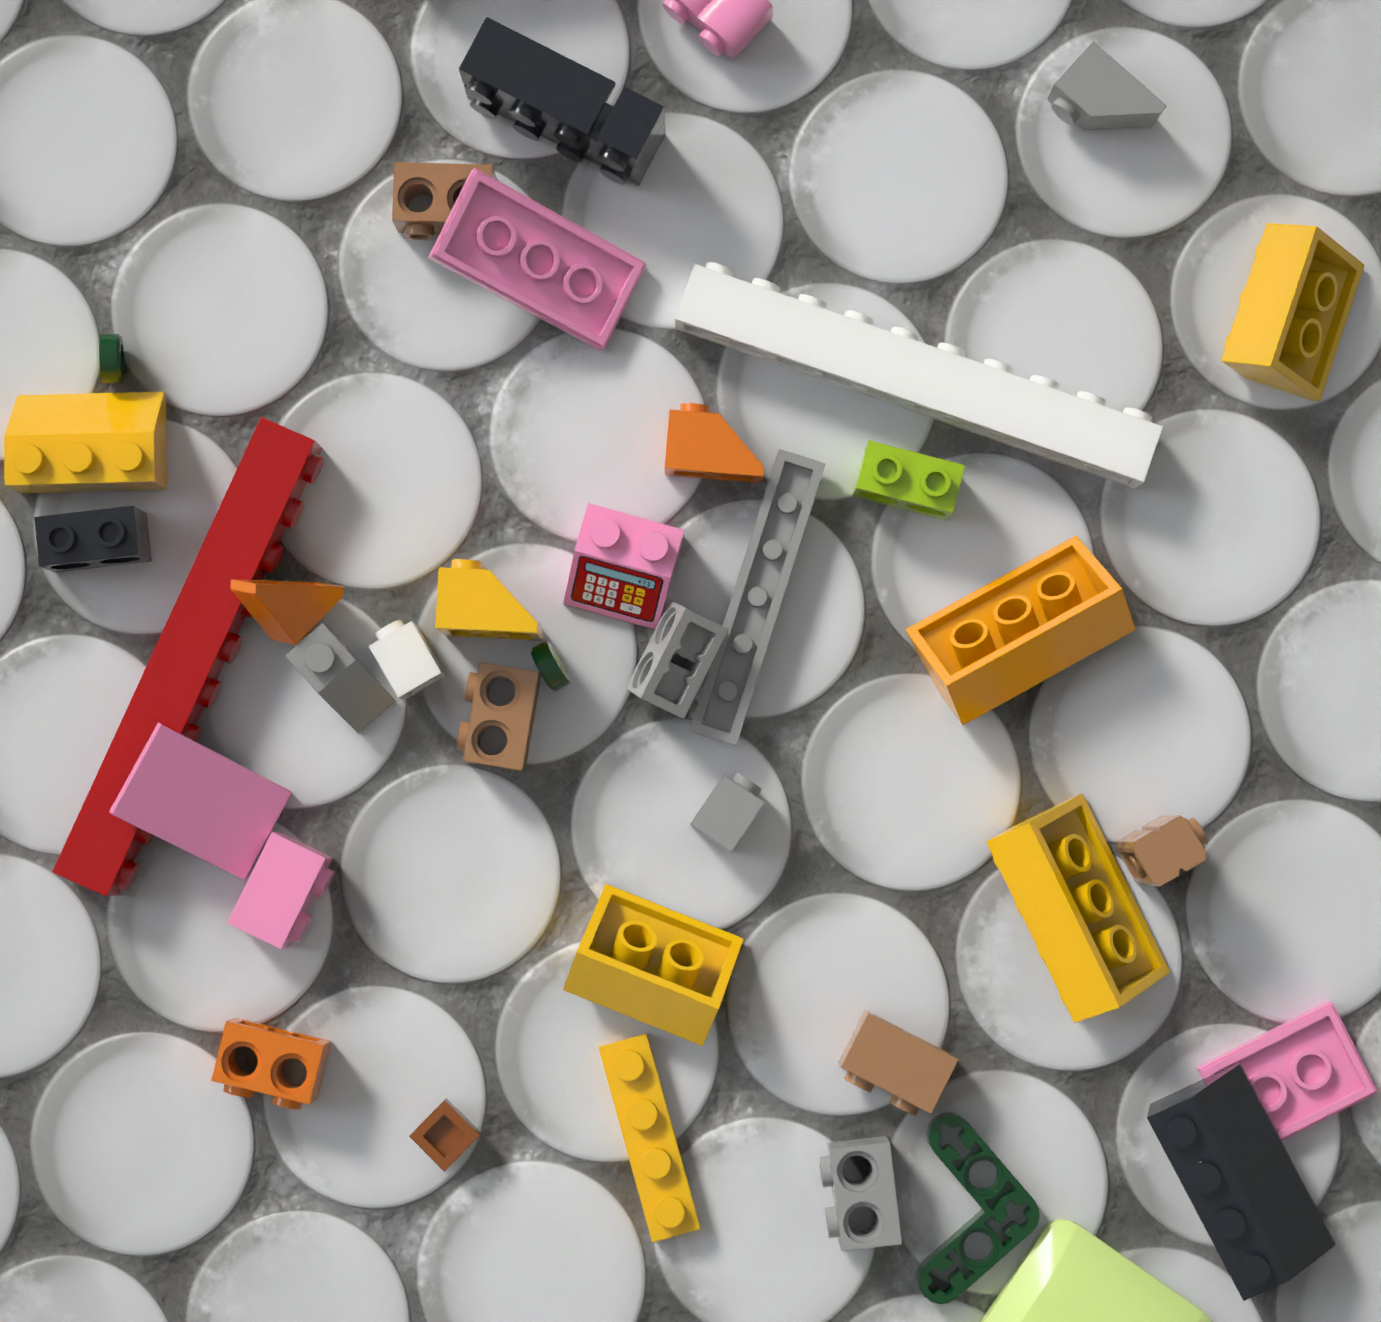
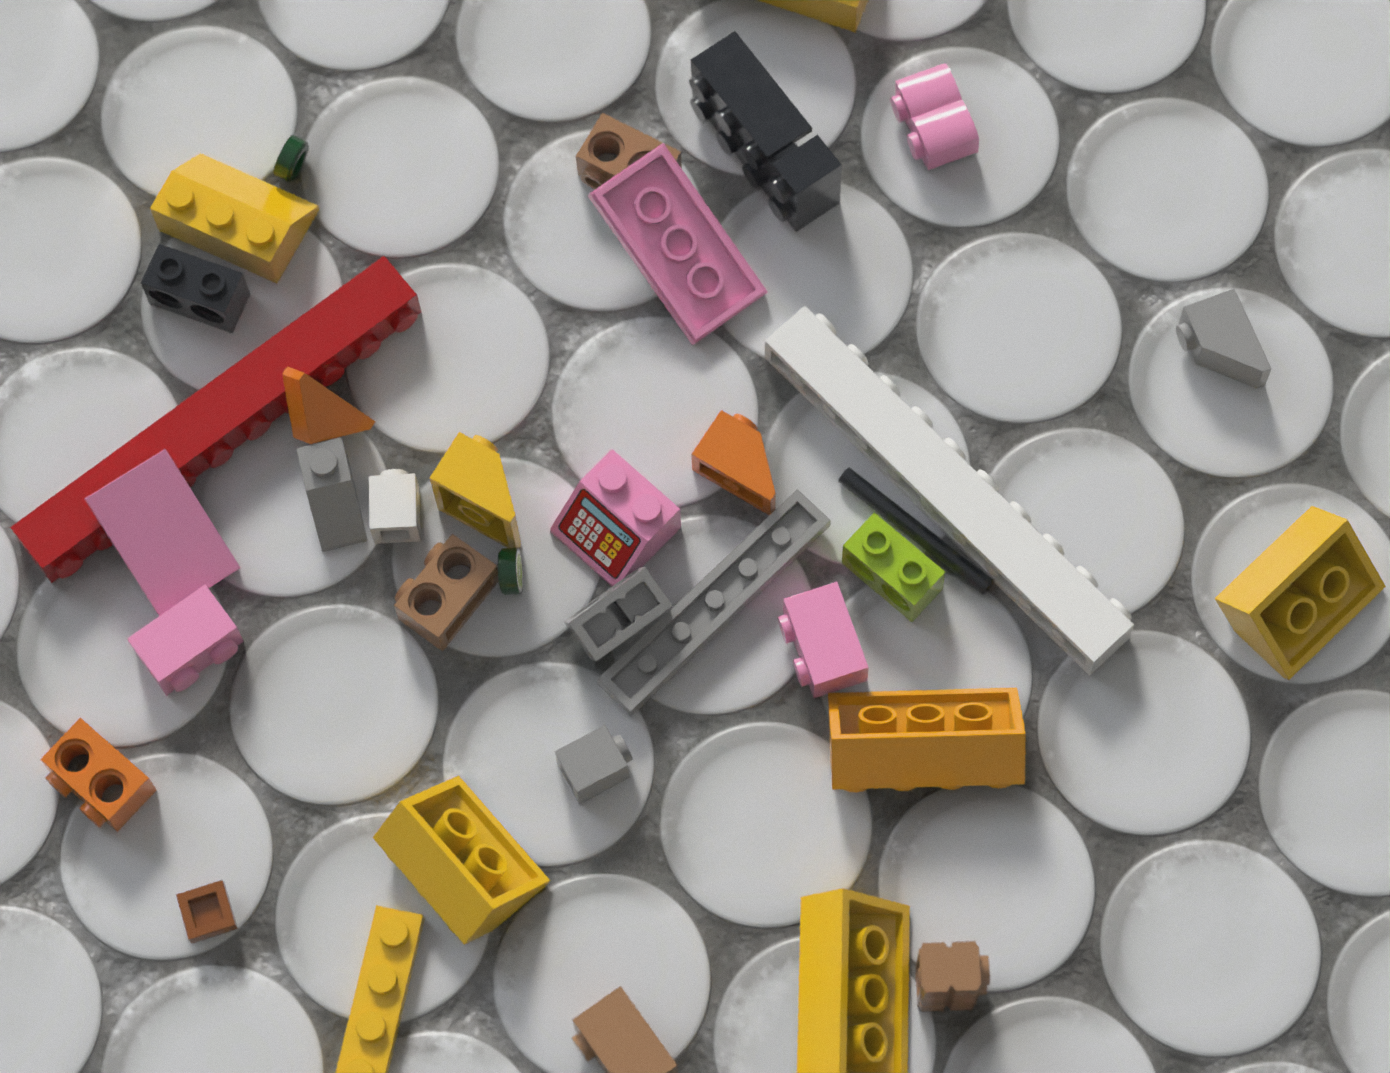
camera: 30 degrees right, 15 degrees down
(878, 584) = (824, 640): none -> bright pink brick
(907, 430) = (916, 531): none -> black bar

